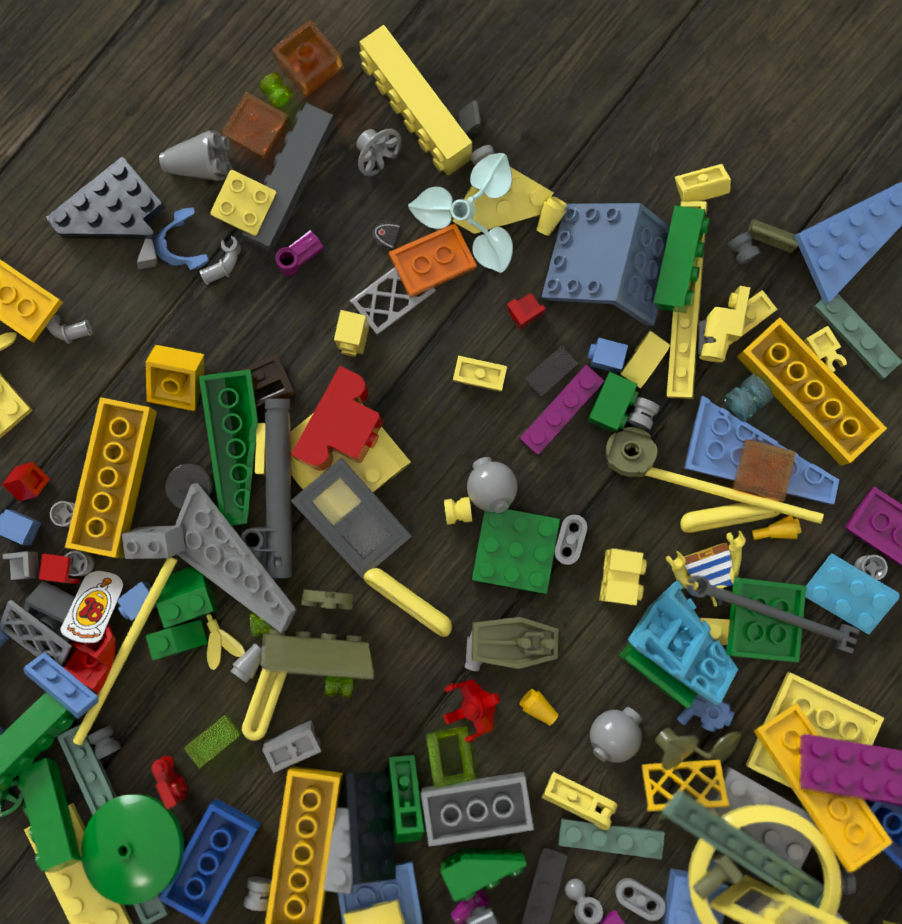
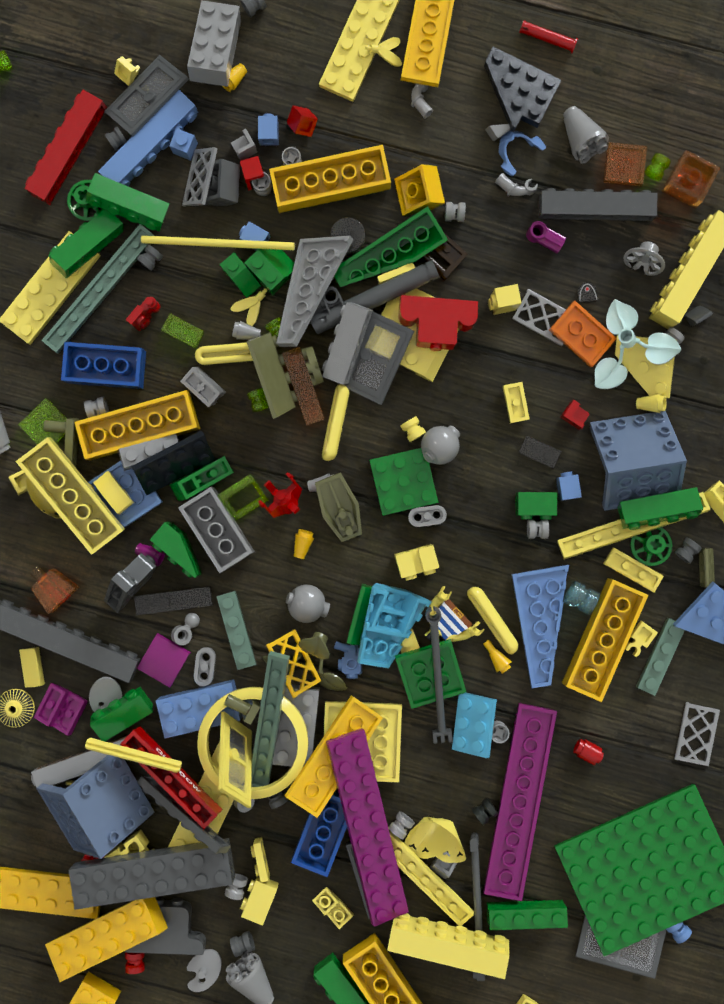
camera: 65 degrees right, 5 degrees up
(61, 685) = (175, 210): medium blue plate -> none
(64, 148) = (548, 36): none -> red pin
(92, 607) = (237, 207): sticker -> none
(93, 660) = (208, 222): red slope -> none
(152, 855) = (89, 309): green dish -> none
(153, 542) = (299, 228): light grey brick -> none
(216, 351) = (450, 210): none -> light grey wheel
(243, 203) = (564, 180): light yellow plate -> none
(319, 545) = (346, 342): none -> light grey brick
(346, 621) = (303, 386): none -> clear orange plate
(561, 410) = (515, 471): magenta plate -> none
(579, 800) = (252, 597): light yellow plate -> none
(631, 465) = (496, 531): olive plate -> none
(645, 359) = (577, 514): light yellow slope -> none
(720, 284) = (652, 545): none -> green wheel
(721, 326) = (624, 557): light yellow plate -> none
(735, 495) = (506, 605): light yellow piece -> none
(764, 470) = (534, 629): clear orange plate -> none

